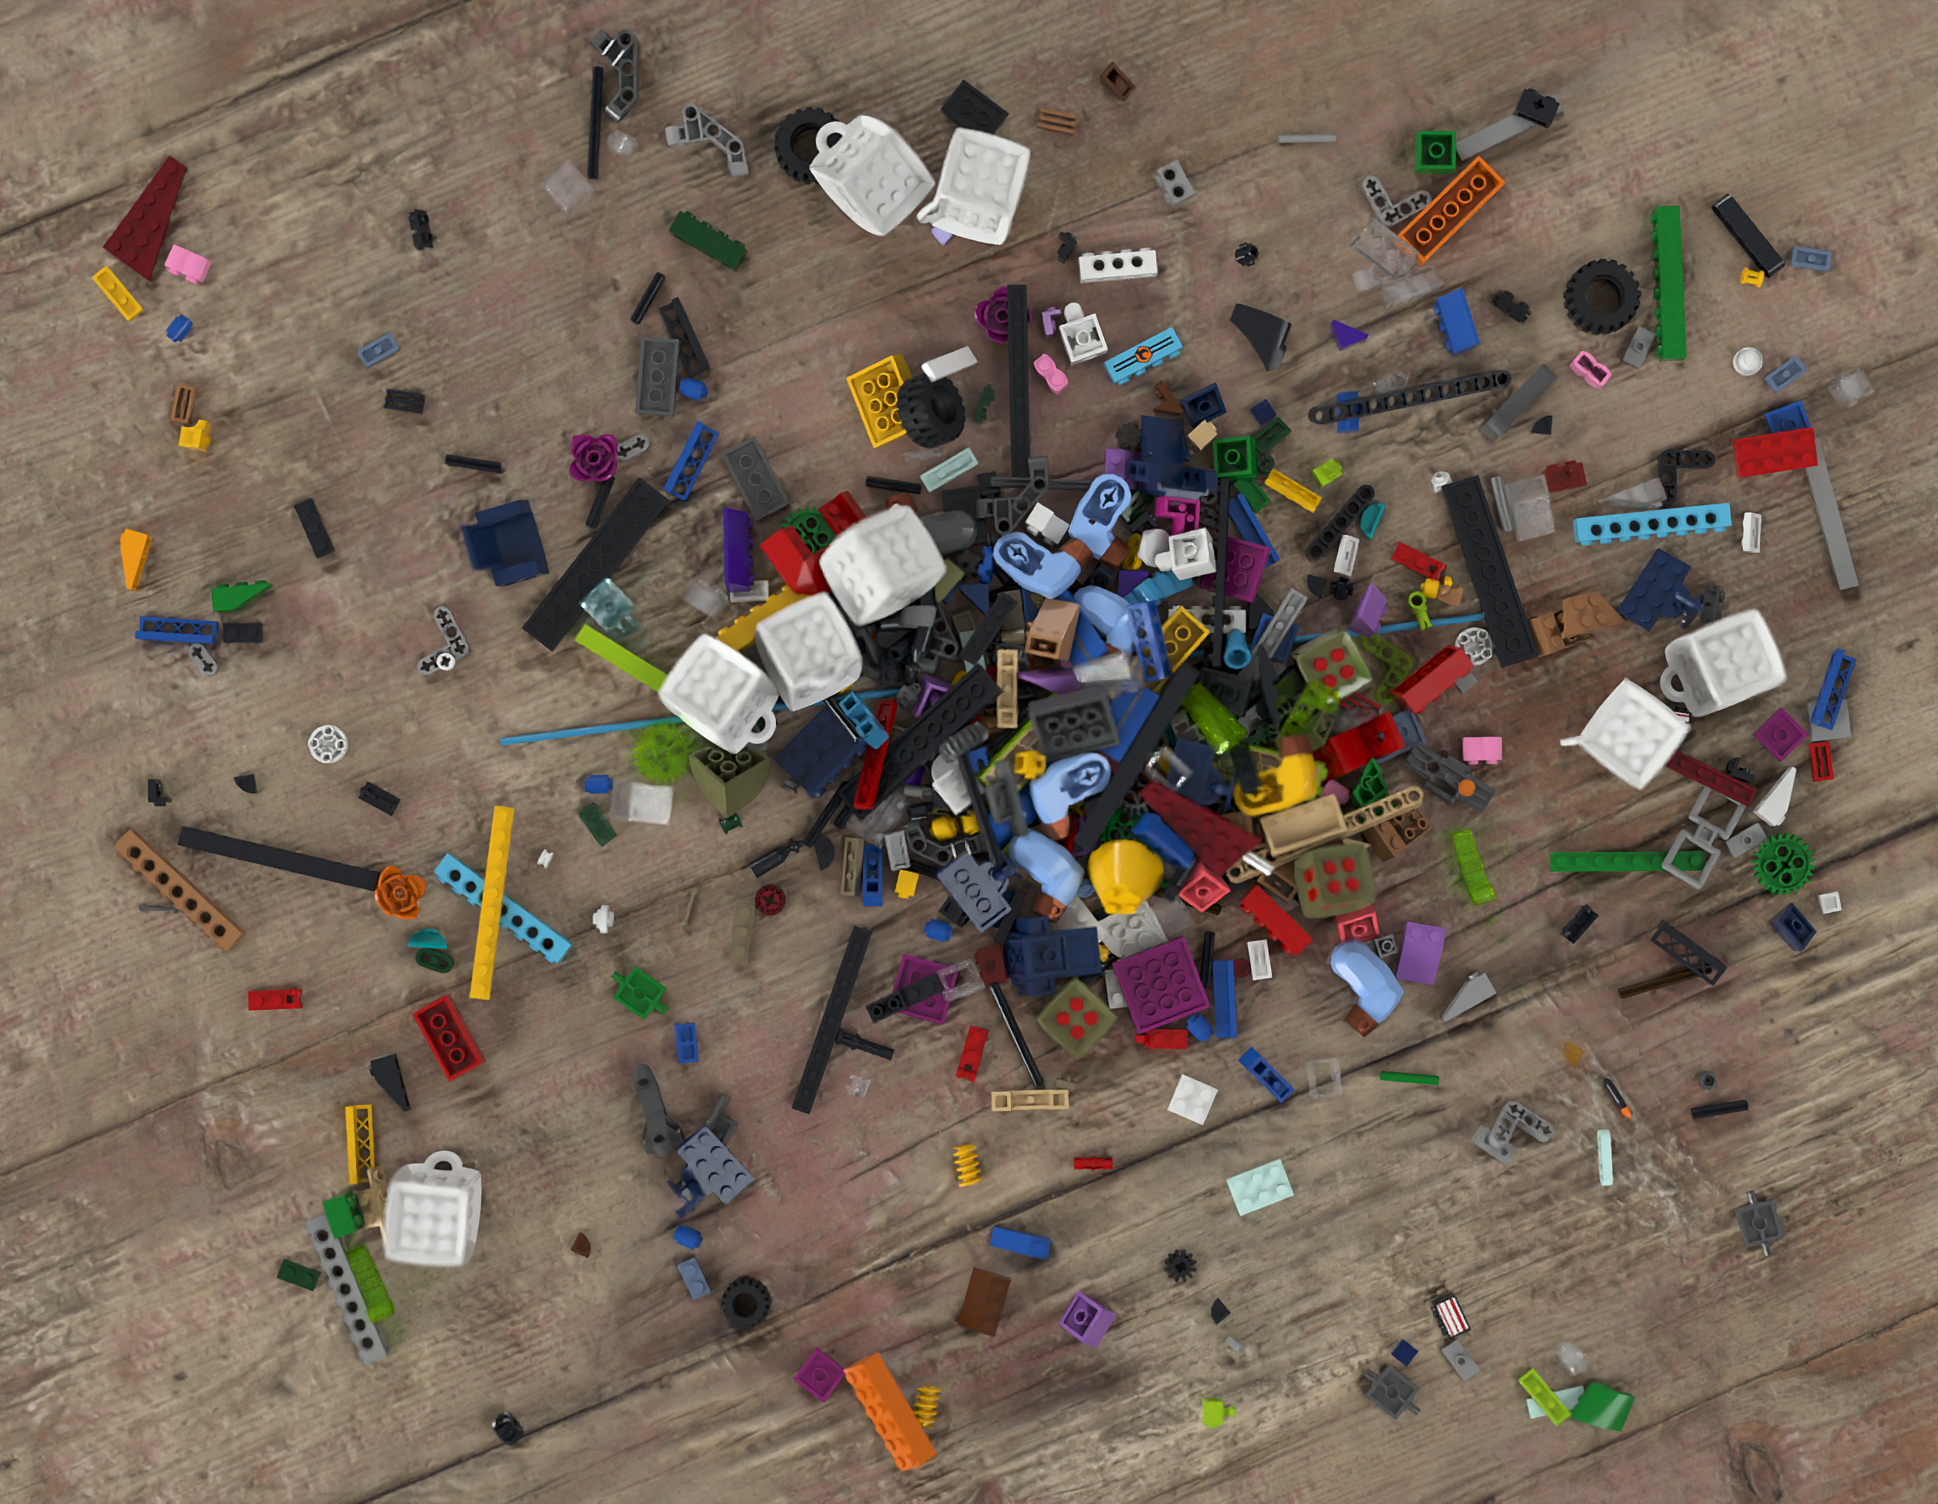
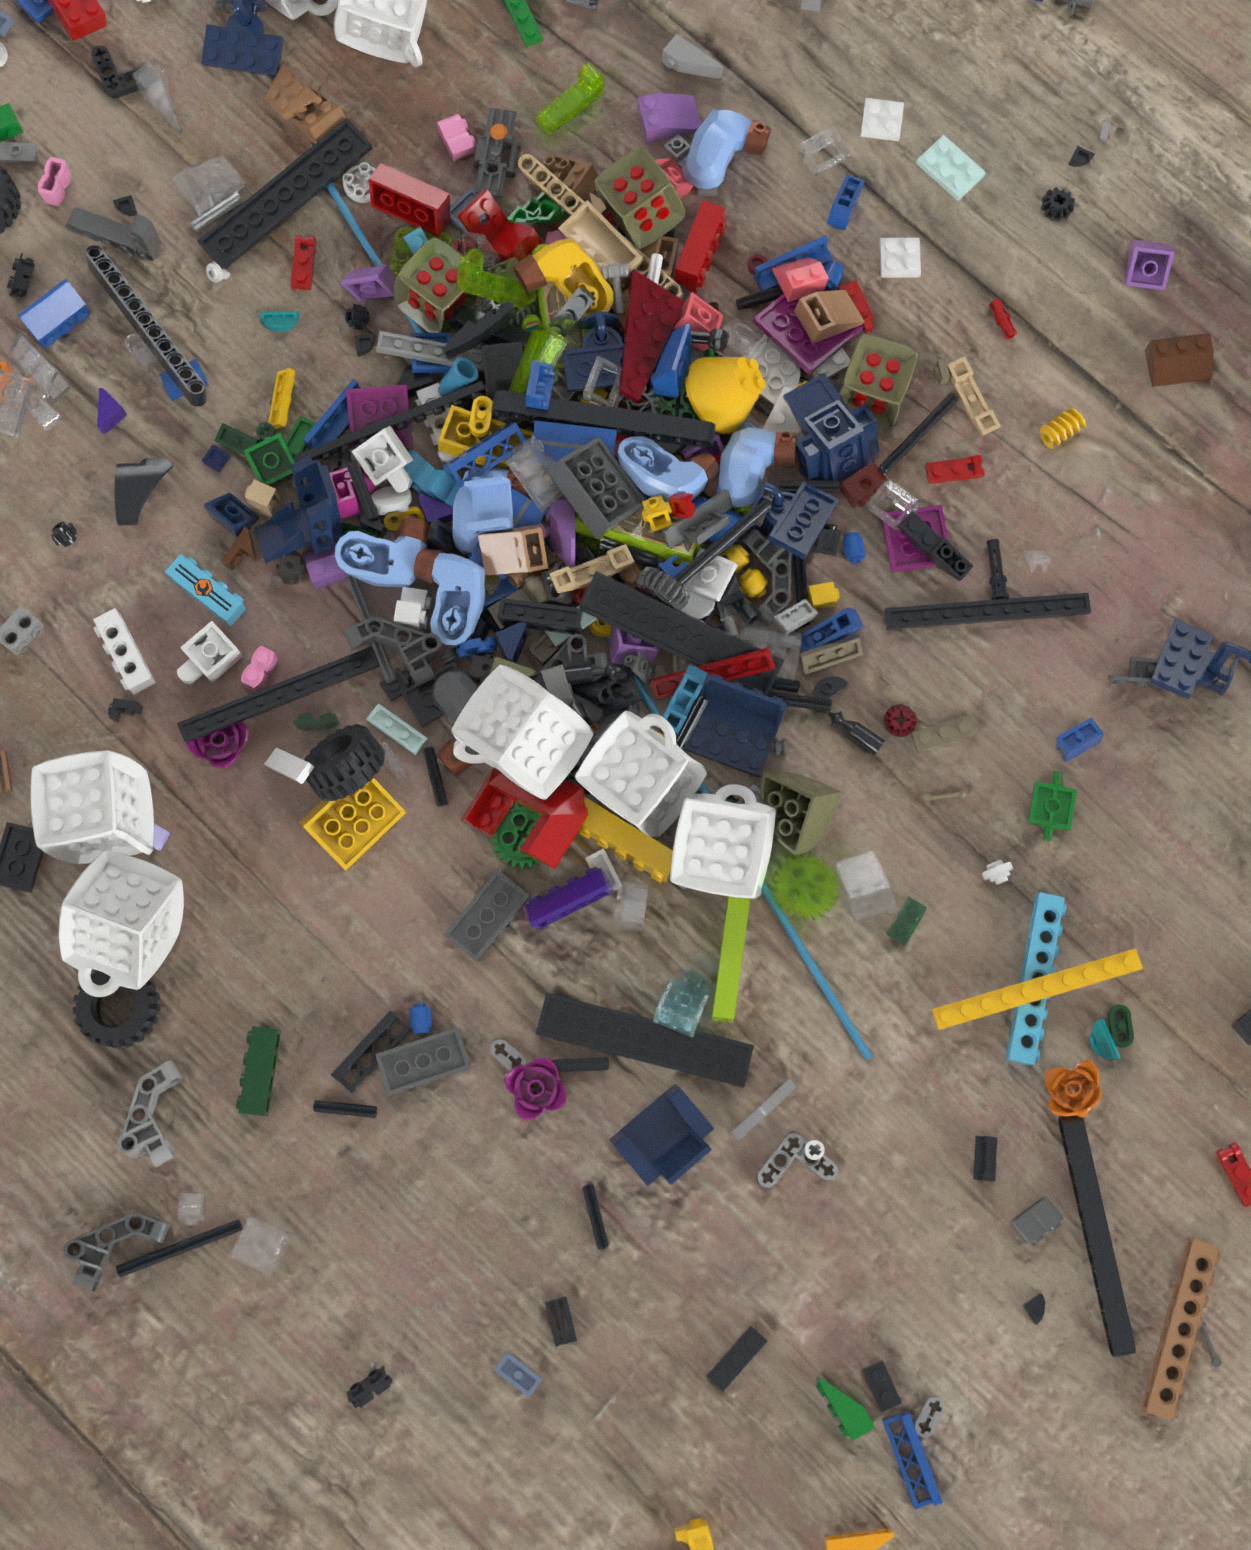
camera: 115 degrees left, 10 degrees down
(155, 789) = (1091, 1404): black bracket -> none
(312, 815) = (1037, 1220): none -> dark grey brick
(328, 744) = (954, 1238): white tile -> none
(449, 1037) = (1191, 974): red brick -> none
(494, 637) = (764, 1109): none -> light grey beam
(545, 858) = (965, 958): white bush -> none
(598, 784) = (866, 937): blue brick -> none
(659, 1131) = (1175, 726): dark grey connector -> none
(684, 458) = (496, 996): blue fence -> none
(730, 823) = (846, 791): clear green bush -> none
(1020, 1242) = (1108, 350): blue slope -> none
(1024, 788) = (682, 505): none -> red tile
(1048, 324) = (208, 695): lavender bracket -> none
(1099, 625) = (490, 504): none -> light blue panel
(1158, 1005) = (827, 314): none -> medium nougat slope
(1170, 524) = (362, 489): none -> black axle
(1185, 711) = (539, 385): none -> blue hinge
(1186, 651) = (480, 417): none -> yellow plate
(1207, 996) = (801, 278): none -> coral slope
(1214, 1411) = (1172, 122): lime brick -> none
(1259, 959) = (742, 250): white plate -> none
(1262, 737) = (531, 323): none -> lime tile
(1267, 825) = (615, 272): none -> light grey piece
(1327, 472) = (251, 375): lime brick -> none
(1334, 1147) = (882, 119): none -> white plate
(1346, 555) = (319, 327): white plate -> none
(1348, 518) = (288, 337): black beam -> none
(1389, 671) = (416, 239): none -> medium azure plate
(1409, 1078) = (788, 81): green piece -> none
(1419, 611) = (348, 240): lime pin -> none
(1444, 592) = (320, 223): piece -> none
(1575, 474) = (162, 157): clear red brick -> none
(1719, 512) = (147, 22): medium azure brick -> none

